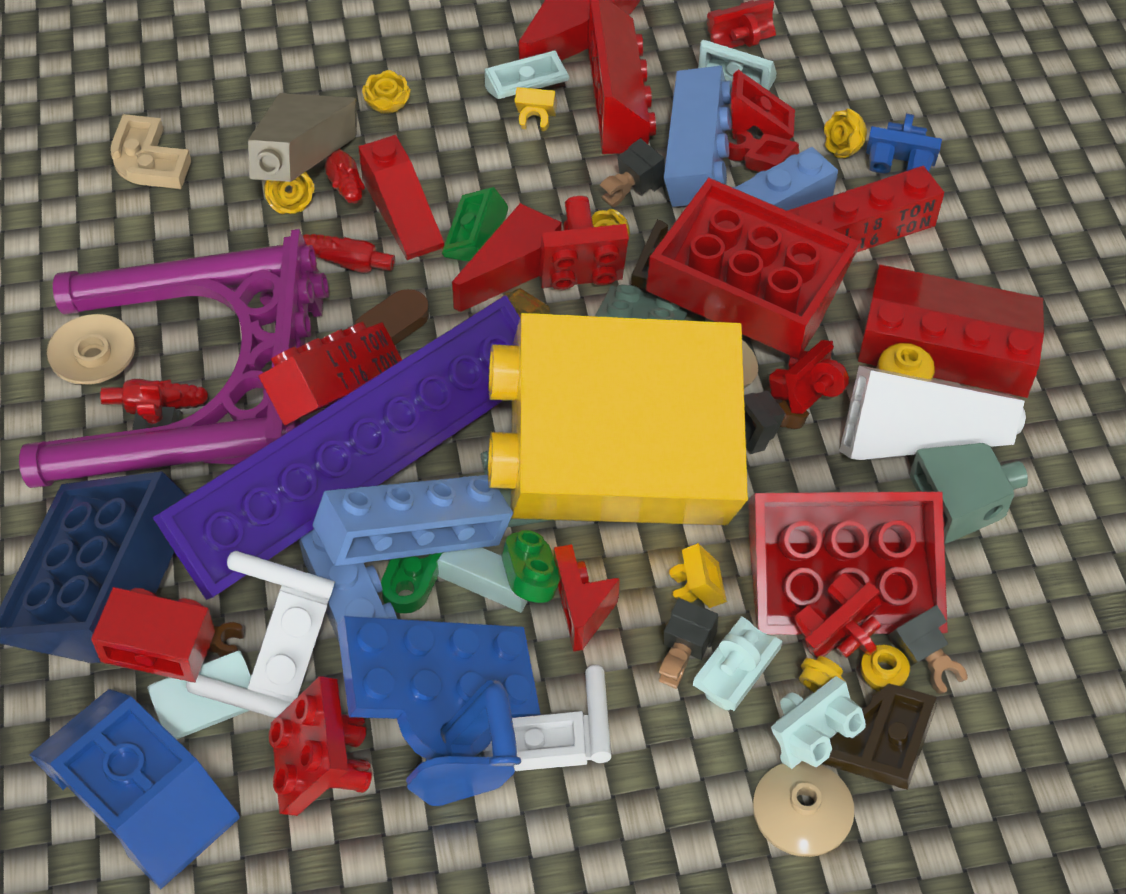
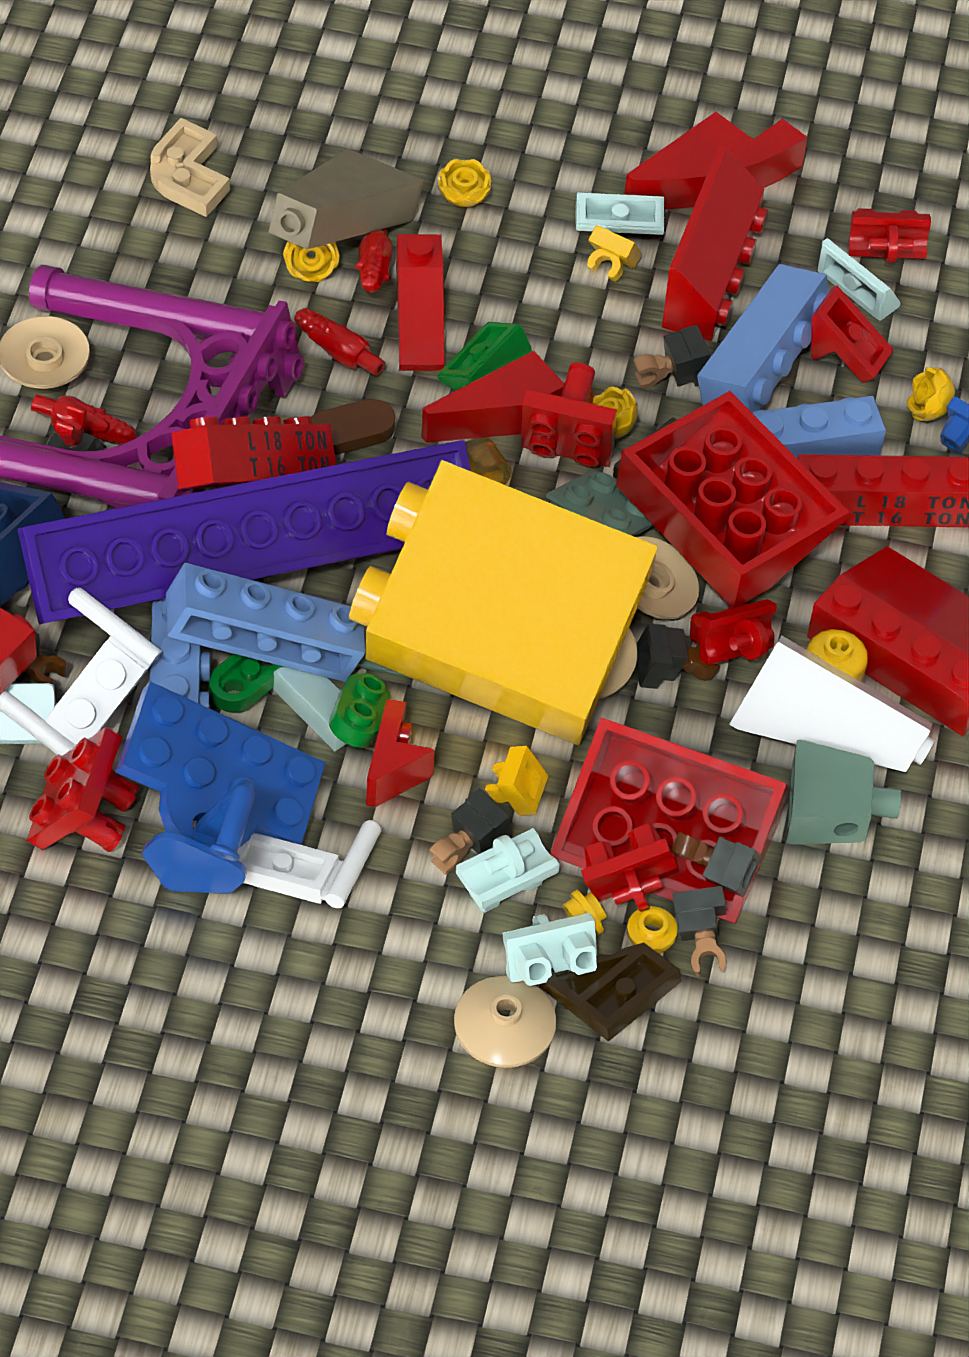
camera: 20 degrees right, 0 degrees up
(763, 152) = (826, 383): red plate -> none
(926, 582) = (726, 864): none -> pearl dark grey piece

